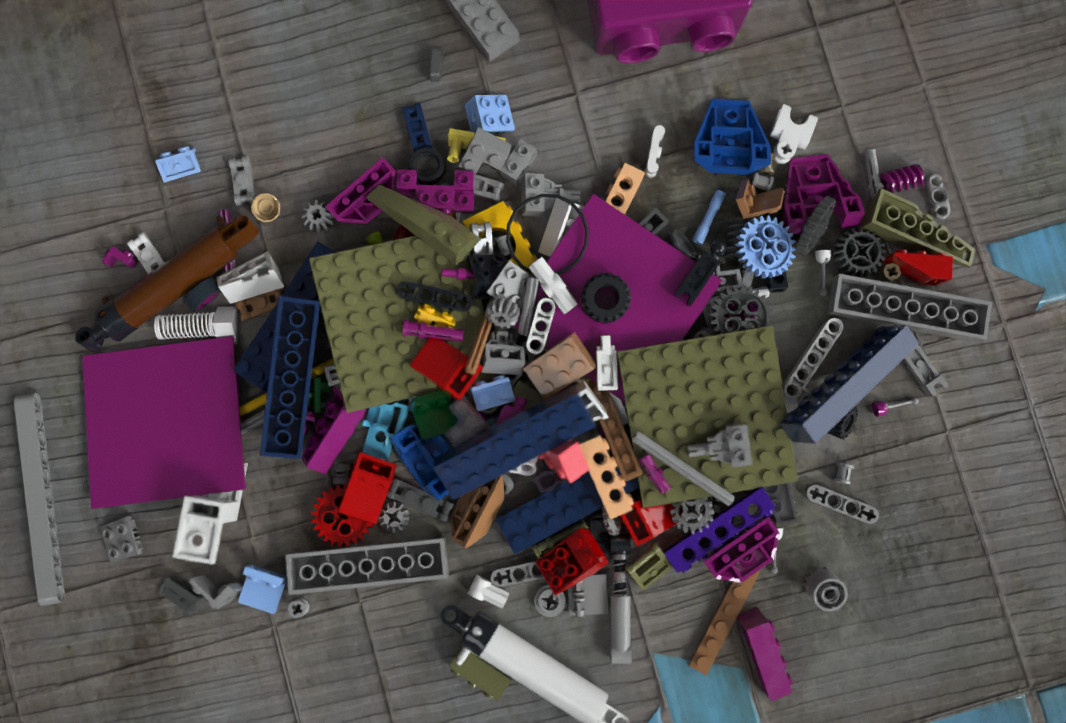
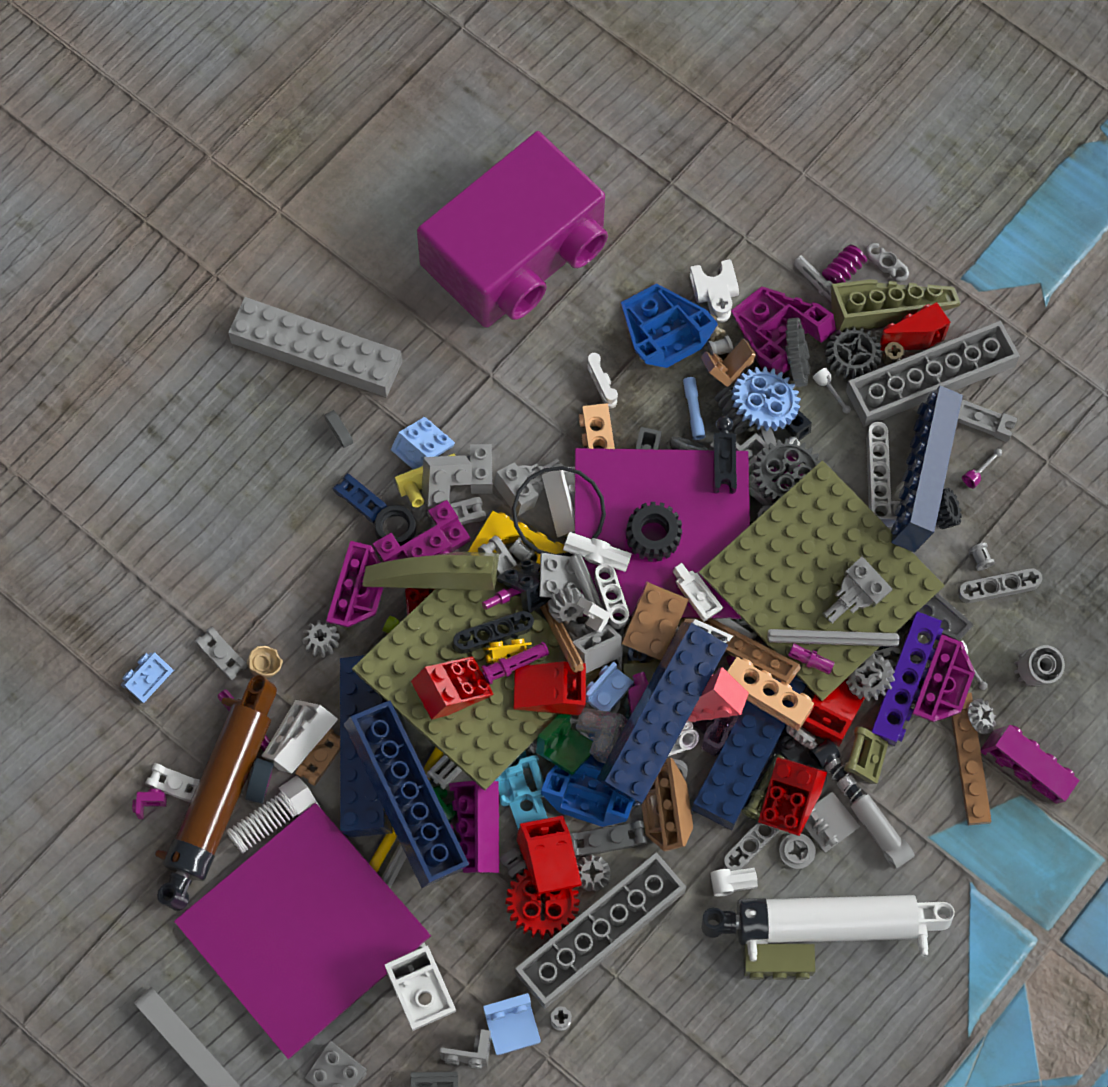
camera: 35 degrees left, 15 degrees down
(372, 320) = (451, 686): none -> red slope
(517, 333) = (597, 616): none -> white bracket
(755, 588) = (975, 712): none -> light grey gear

